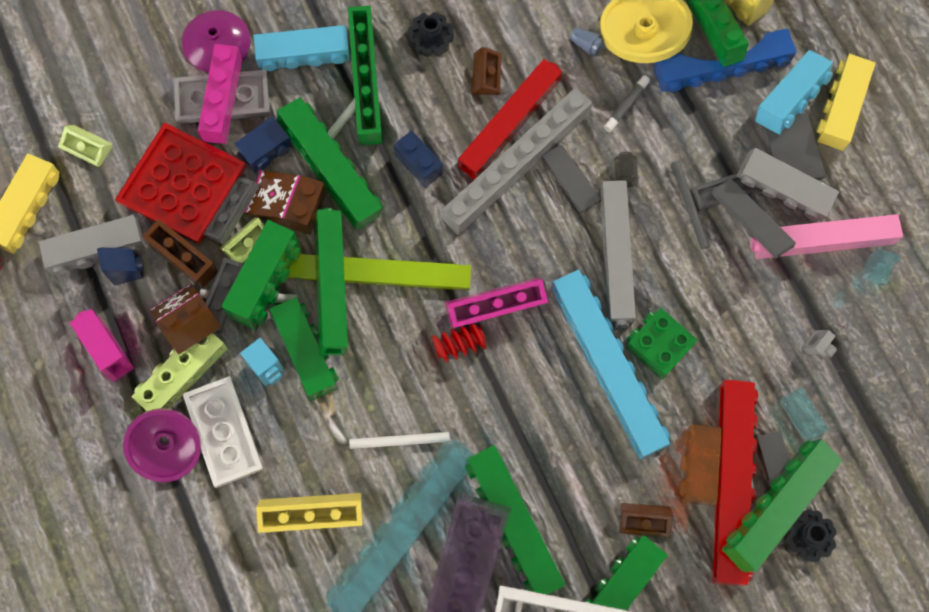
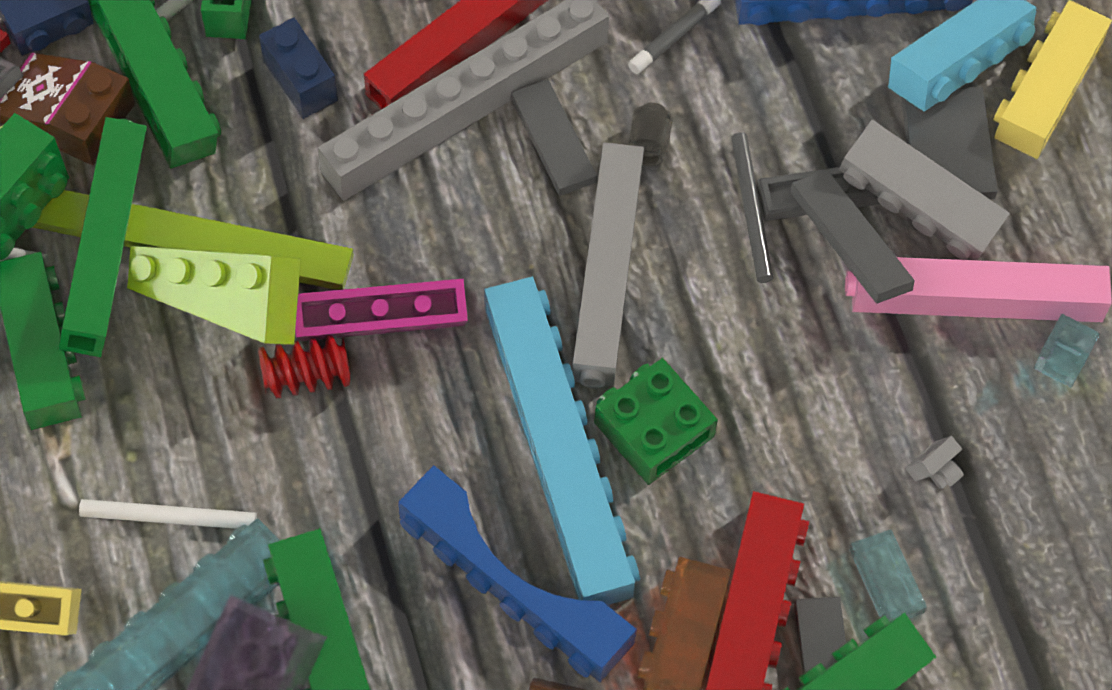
camera: 10 degrees right, 10 degrees down
(407, 305) = (229, 289): none -> lime wedge
(646, 474) = (582, 629): none -> blue arch

